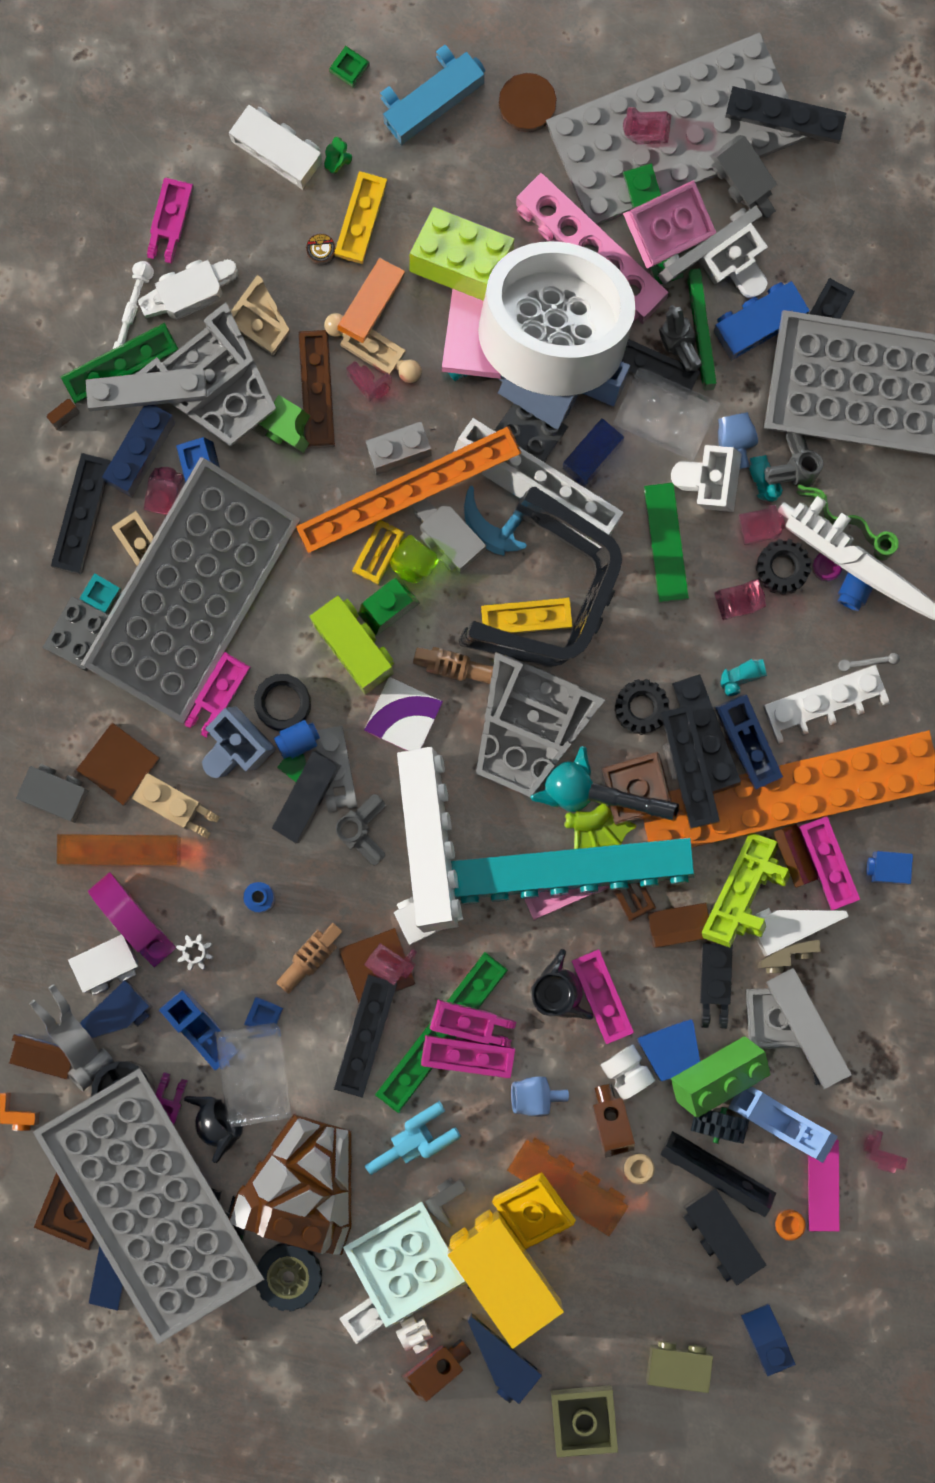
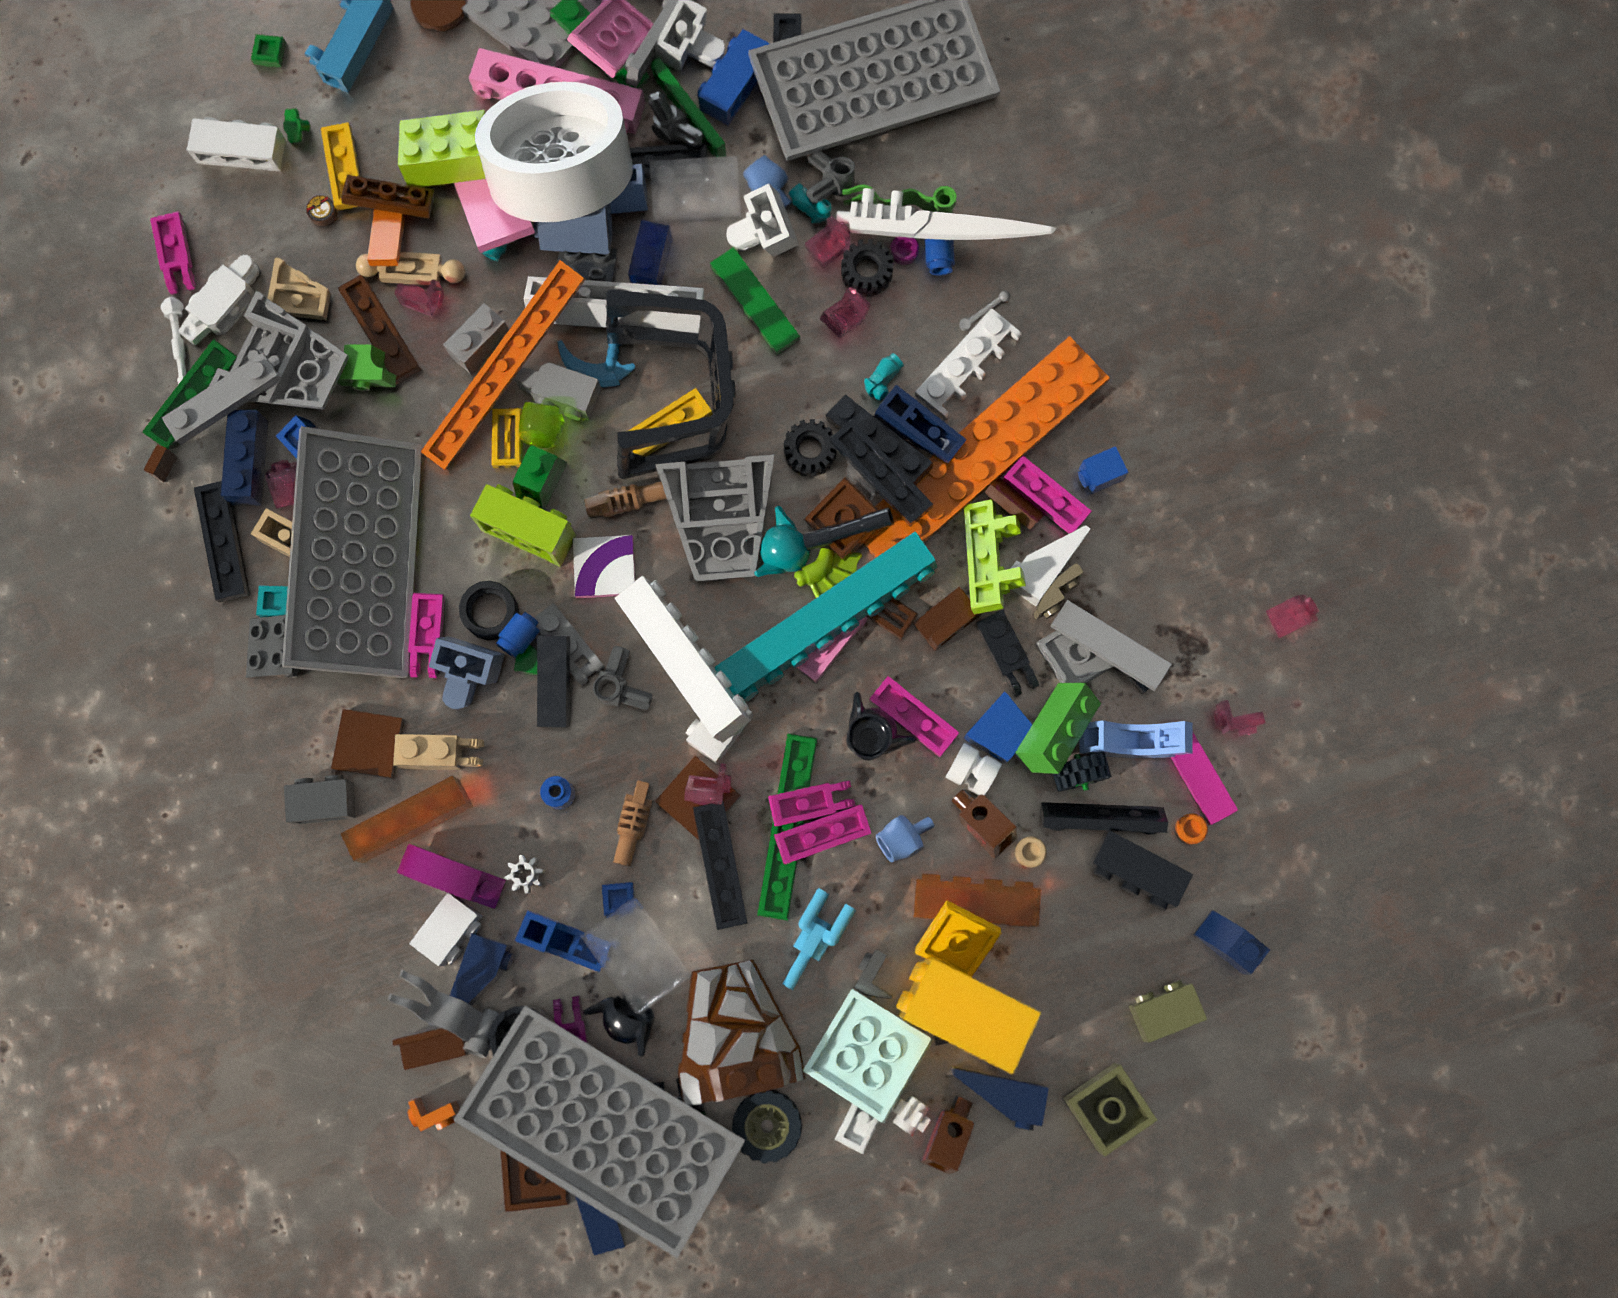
camera: 30 degrees left, 5 degrees down
(399, 282) = (387, 196): none -> reddish brown tile

